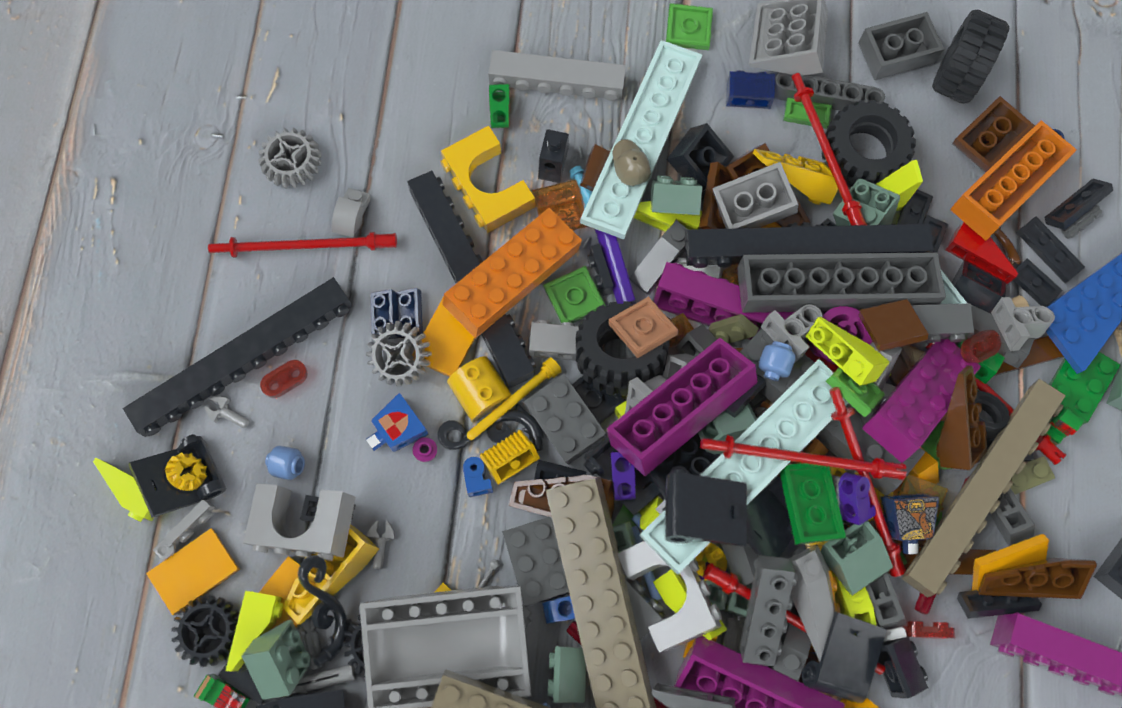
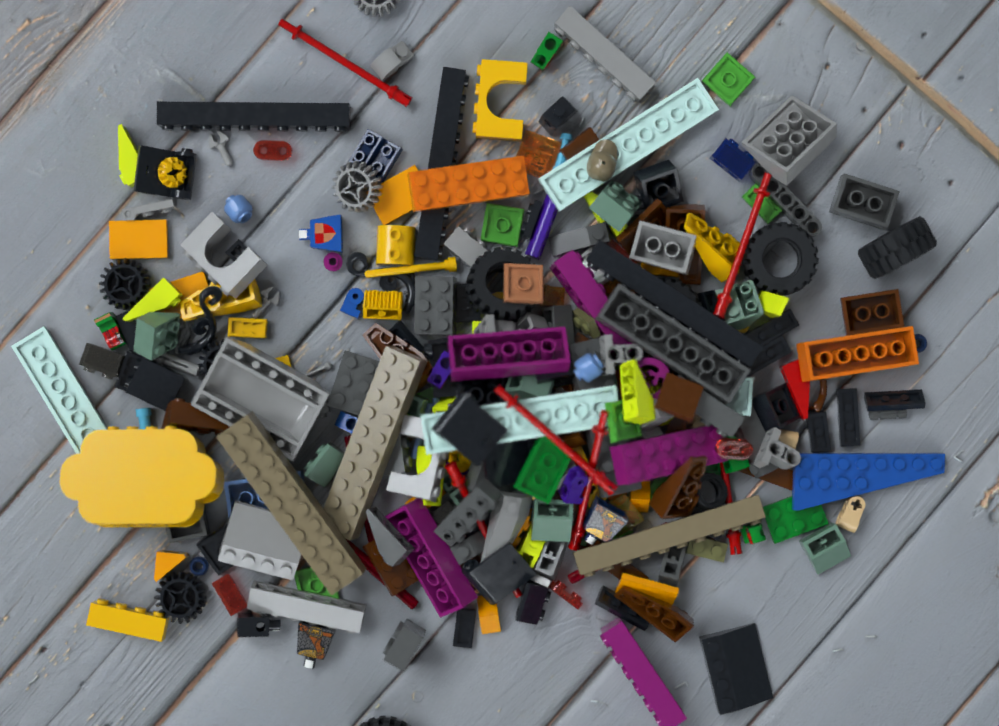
camera: 40 degrees right, 15 degrees up
(378, 583) = (247, 327): none -> yellow plate

